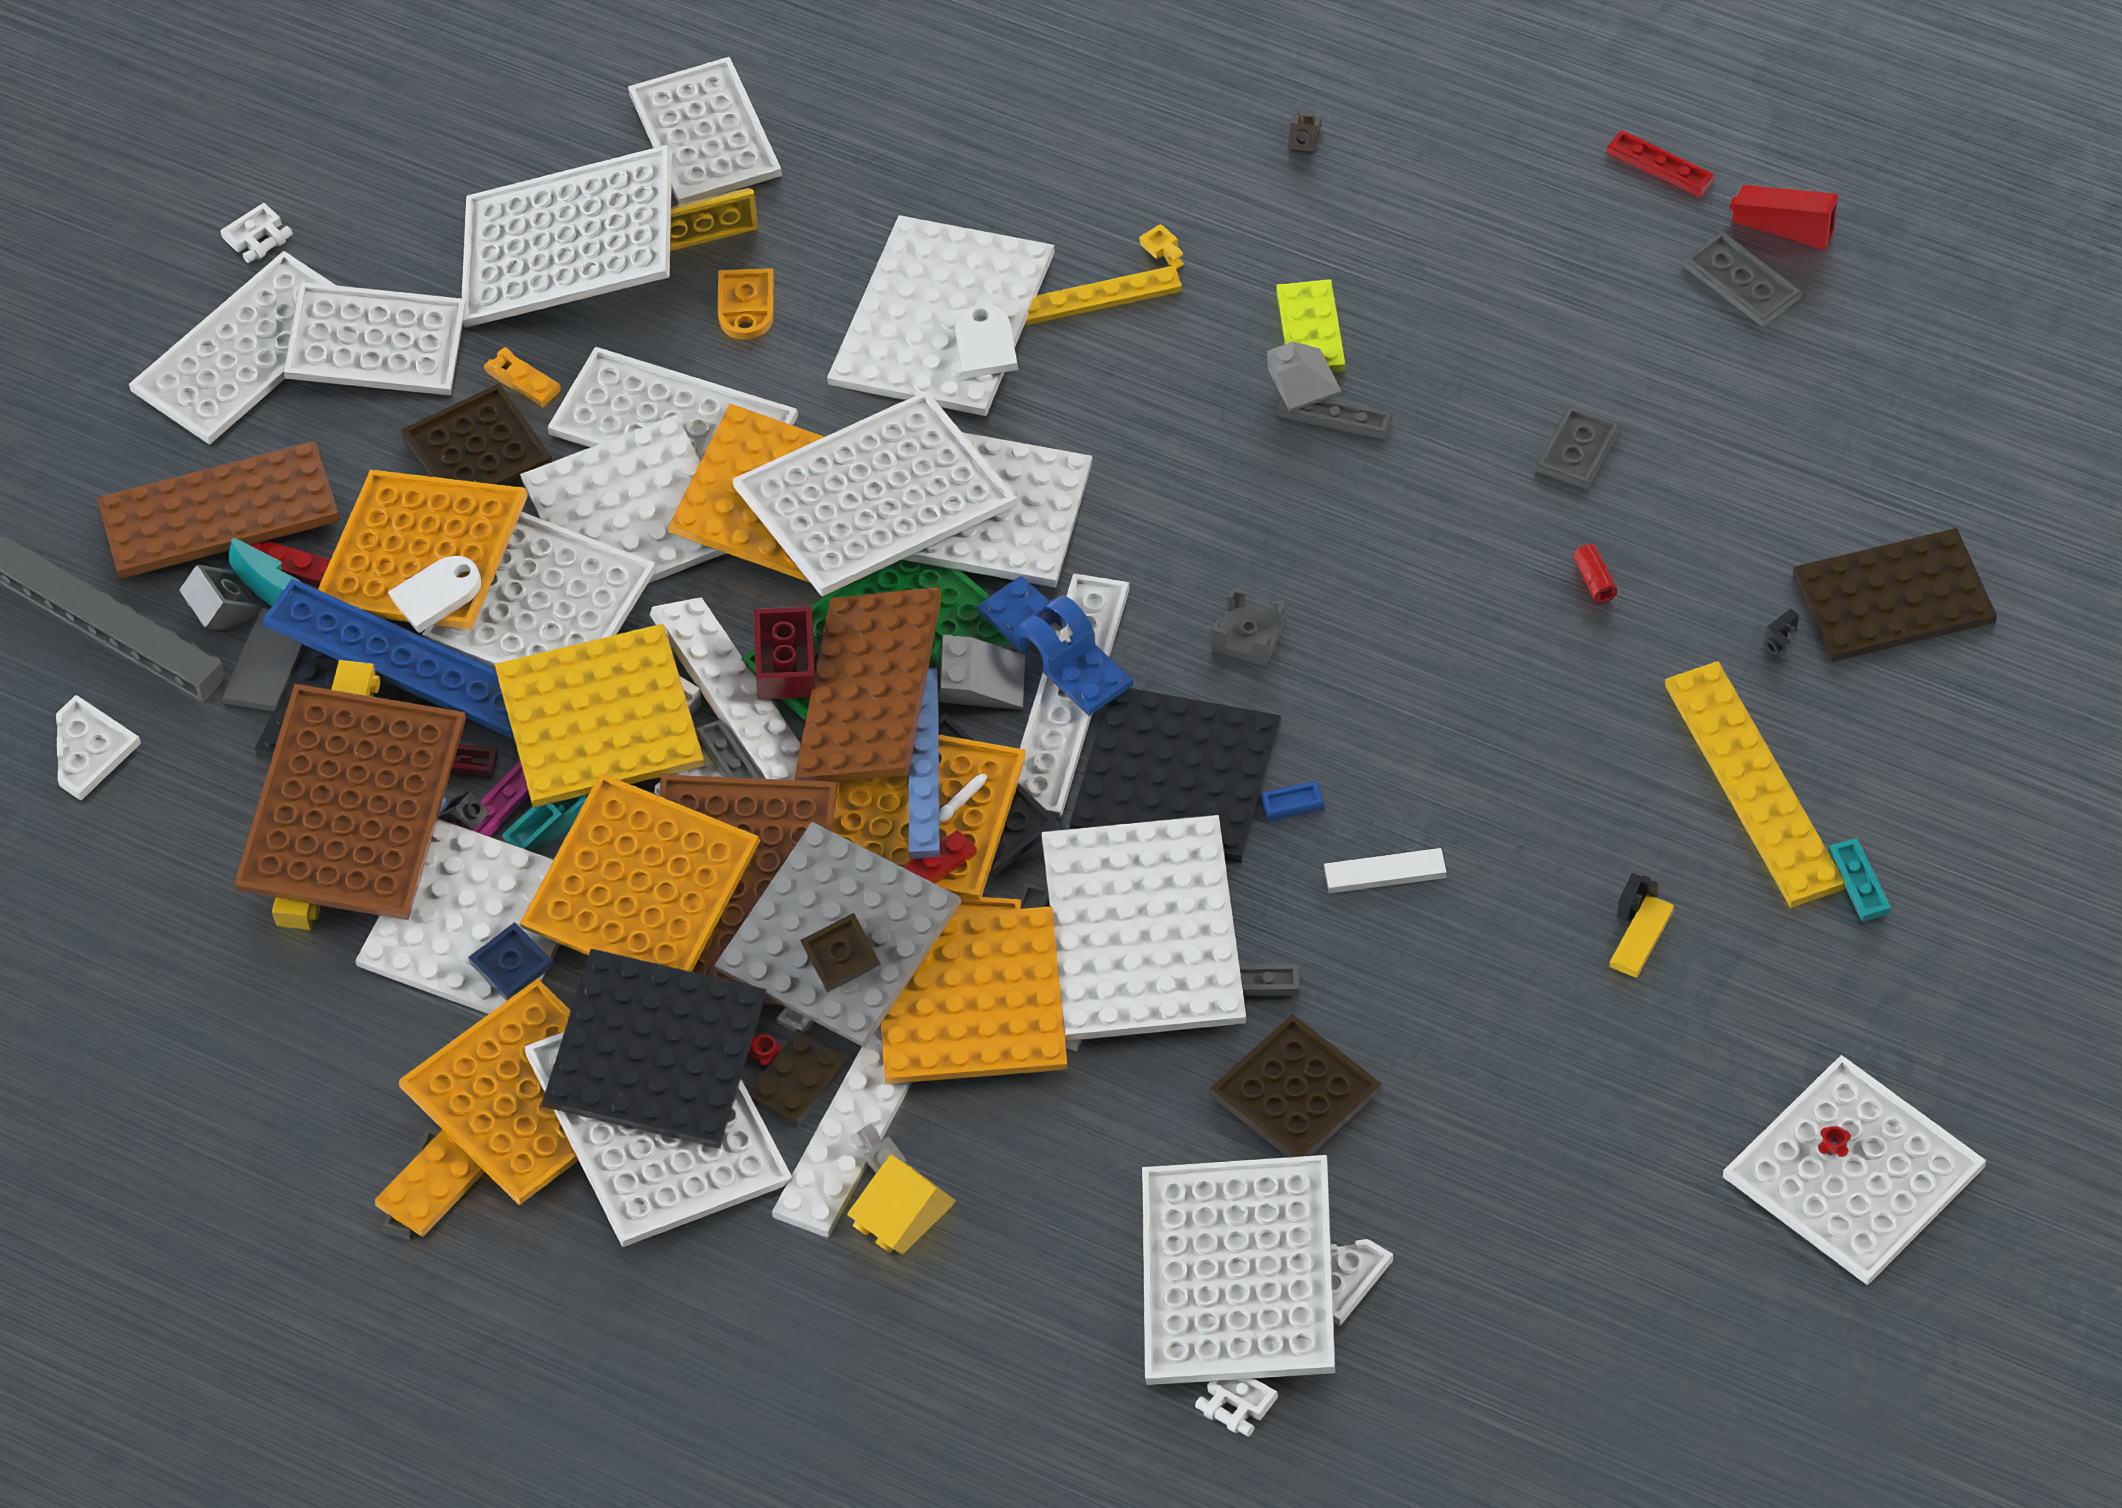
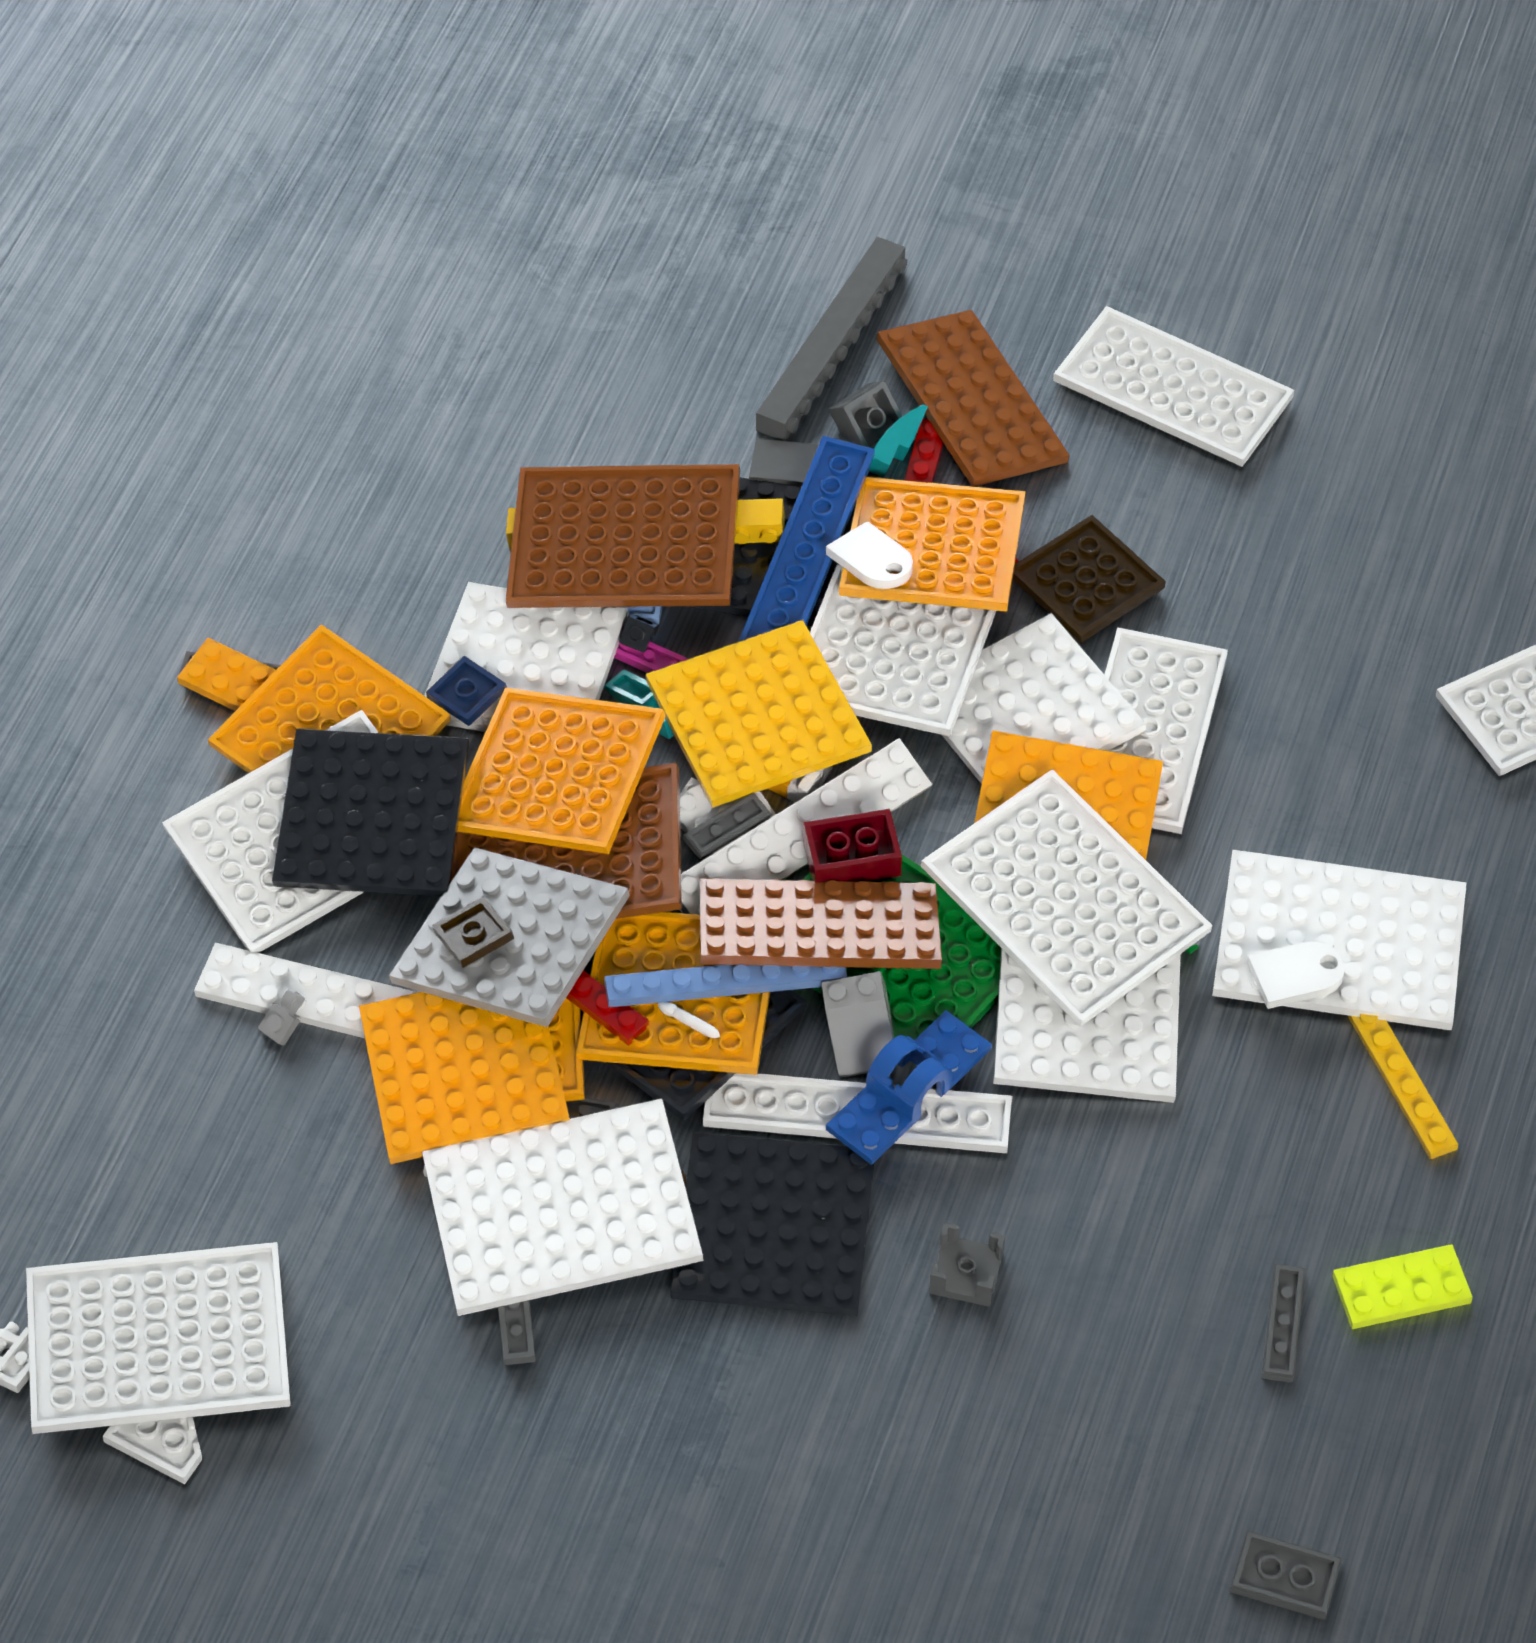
camera: 80 degrees right, 0 degrees up
(89, 746) = (688, 355): white plate -> none
(252, 227) = (1319, 362): white plate -> none
(375, 338) = (1197, 475): white plate -> none
(475, 767) = (712, 610): dark red tile -> none
(522, 378) = (1182, 603): light orange plate -> none
(567, 236) = (1349, 596): white plate -> none
(713, 218) = (1413, 710): yellow slope -> none
(746, 298) = (1322, 769): light orange tile -> none
(764, 1042) = (396, 906): red plate -> none
(797, 1078) = (366, 942): dark brown plate -> none
(899, 1206) = (223, 1043): yellow slope -> none
(1161, 243) = (1484, 1126): yellow plate -> none
(1292, 801) = (751, 1334): blue tile -> none
(1295, 1089) = (383, 1372): dark brown plate -> none
(1301, 375) = (1316, 1275): light grey slope -> none
(1385, 870) = (670, 1431): white tile -> none
(1595, 573) = (1099, 1603): red axle -> none

